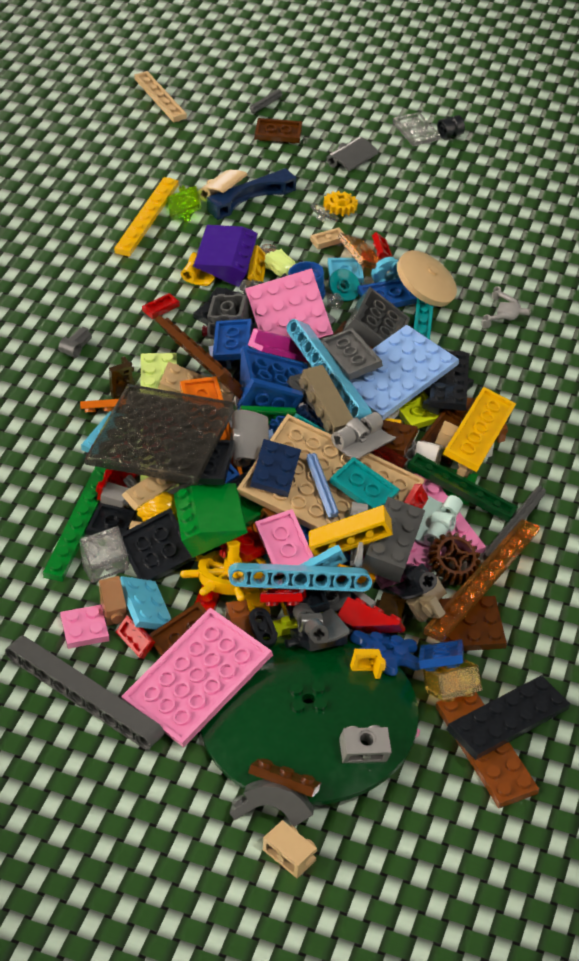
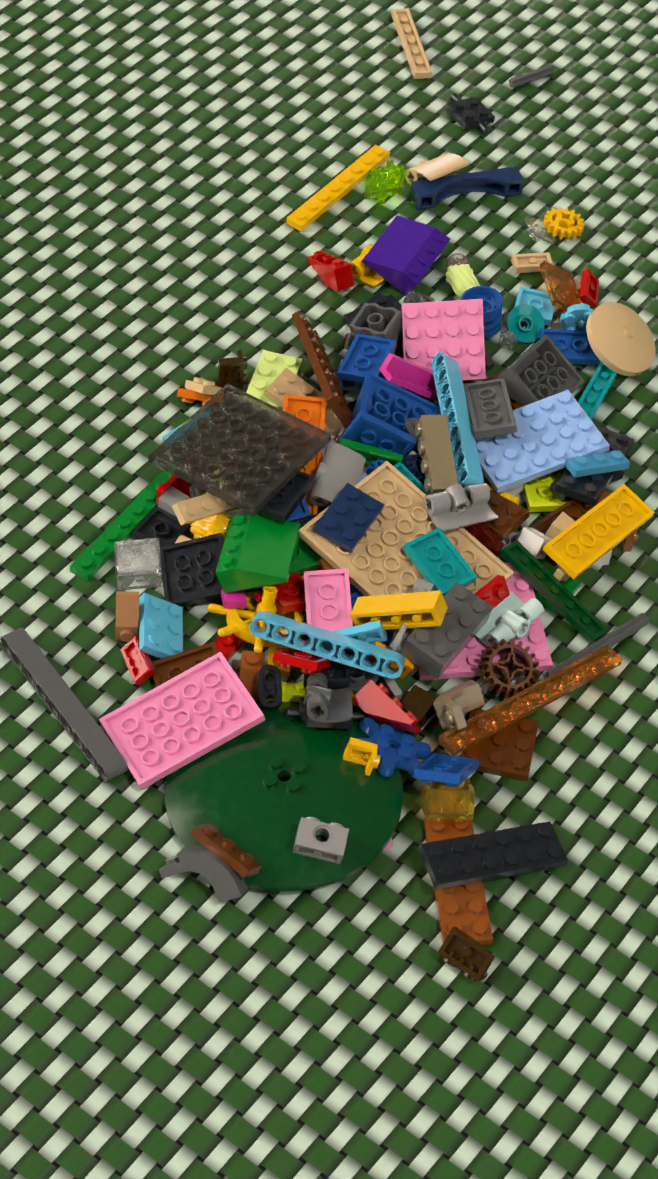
camera: 15 degrees right, 5 degrees up
(73, 345) = (197, 321): dark grey piece -> none
(84, 626) = (91, 635): bright pink plate -> none
(101, 394) = (202, 386): none -> tan plate
(160, 306) = (310, 298): red plate -> none
(173, 281) = (332, 270): none -> red slope
(201, 561) = (234, 599): none -> dark pink tile
(229, 138) = (470, 113): none -> black plate
(257, 265) = (436, 277): yellow plate -> none
(278, 130) = (530, 116): reddish brown plate -> none
(289, 848) = (206, 923): tan brick -> none
(322, 485) = (392, 552): medium blue axle -> none
(352, 154) = (604, 165): dark grey panel -> none
(416, 582) = (456, 684): black panel -> none
(454, 376) = (597, 463): none -> dark azure plate
(526, 807) = (466, 954): none -> dark brown bracket

